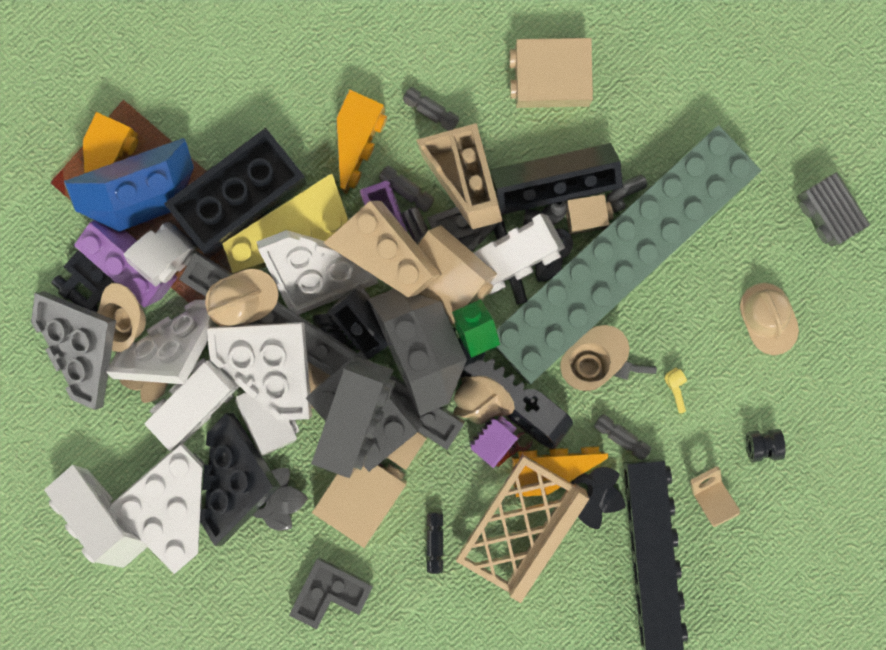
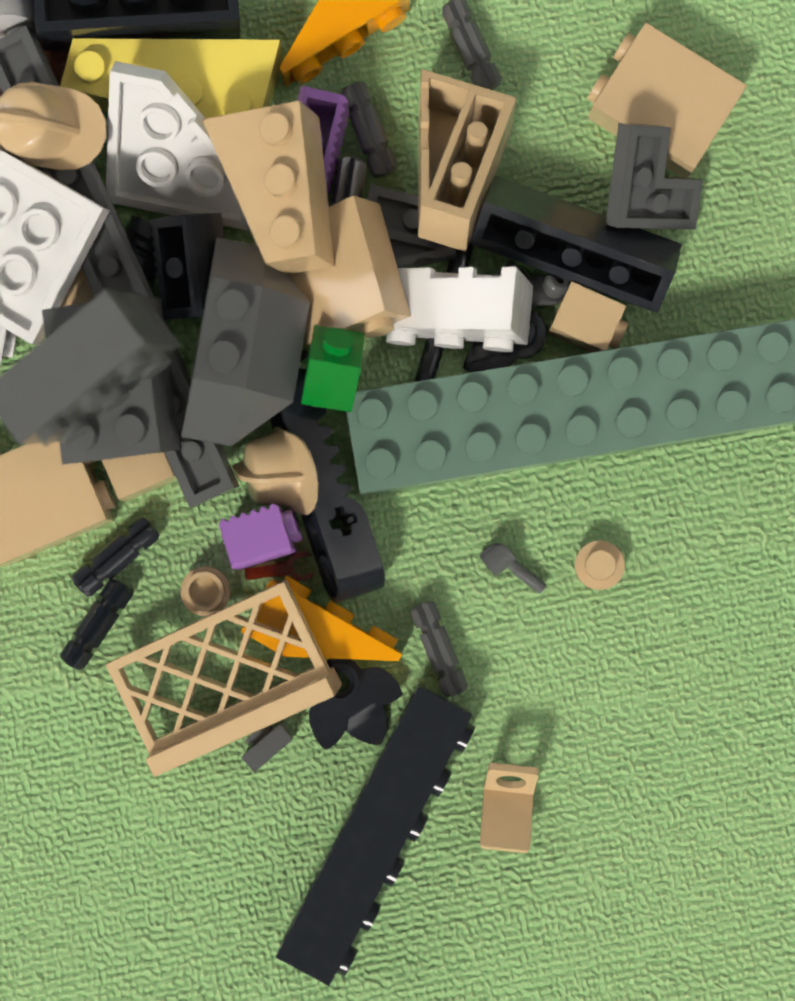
camera: 35 degrees right, 0 degrees up
(421, 500) = (115, 556): none -> black axle
(480, 487) = (205, 591): none -> tan plate
(567, 548) = (266, 744): none -> dark grey plate
(573, 128) = (640, 191): none -> dark grey plate
(595, 358) = (469, 516): tan piece -> none
(630, 187) = (666, 320): dark grey arm -> none
(675, 379) = (558, 617): light yellow hand -> none
(677, 338) = (599, 565): none -> tan plate
(765, 445) = (623, 785): black wheel -> none
(769, 318) = (741, 621): tan piece -> none

